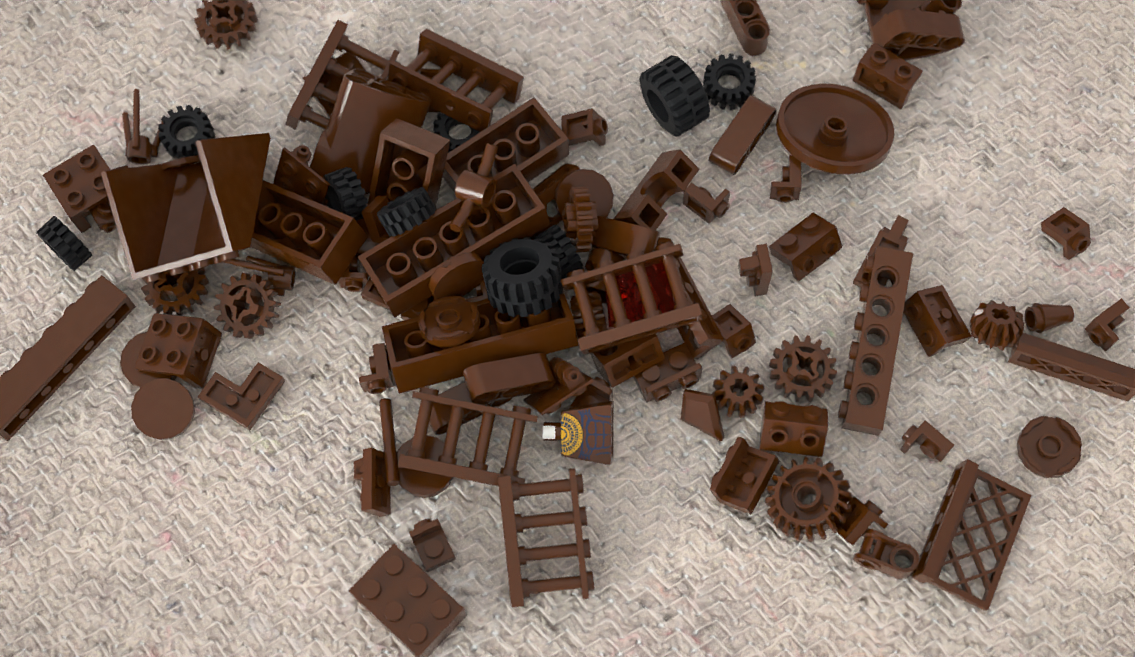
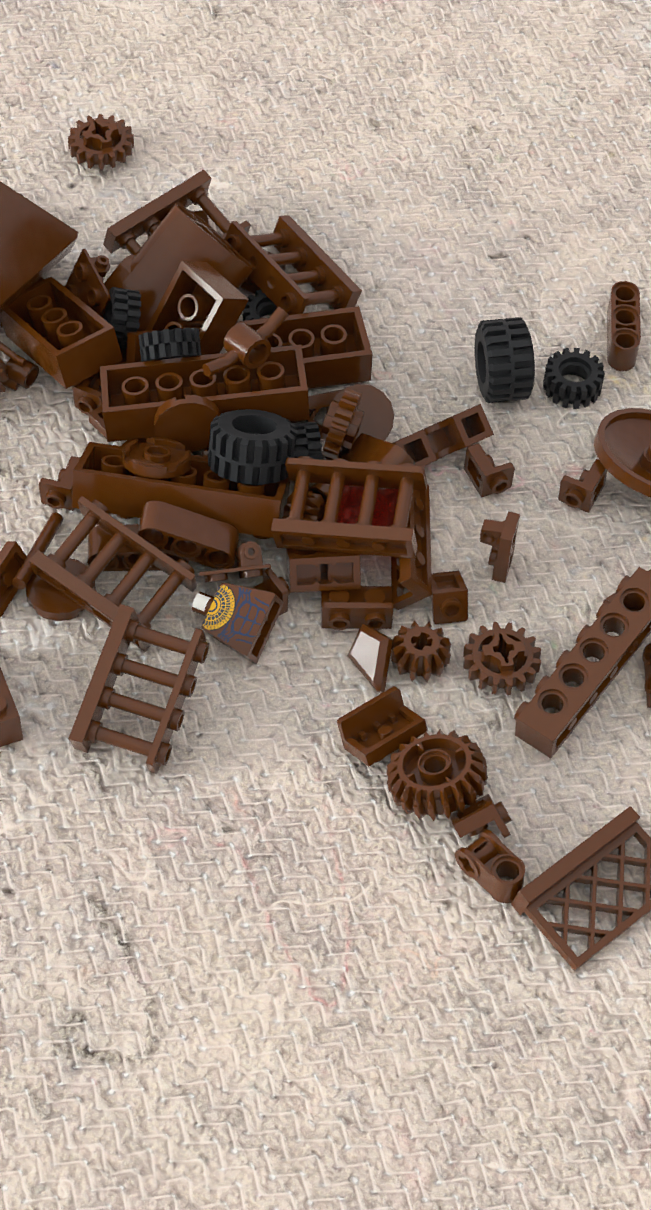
camera: 20 degrees right, 15 degrees down
(431, 544) = (25, 656): reddish brown bracket -> none
(584, 127) = (399, 359): reddish brown bracket -> none
(742, 135) = (558, 428): reddish brown beam -> none
(793, 428) = (458, 703): reddish brown brick -> none
(807, 245) = (572, 553): reddish brown bracket -> none
(930, 440) = (601, 778): reddish brown bracket -> none

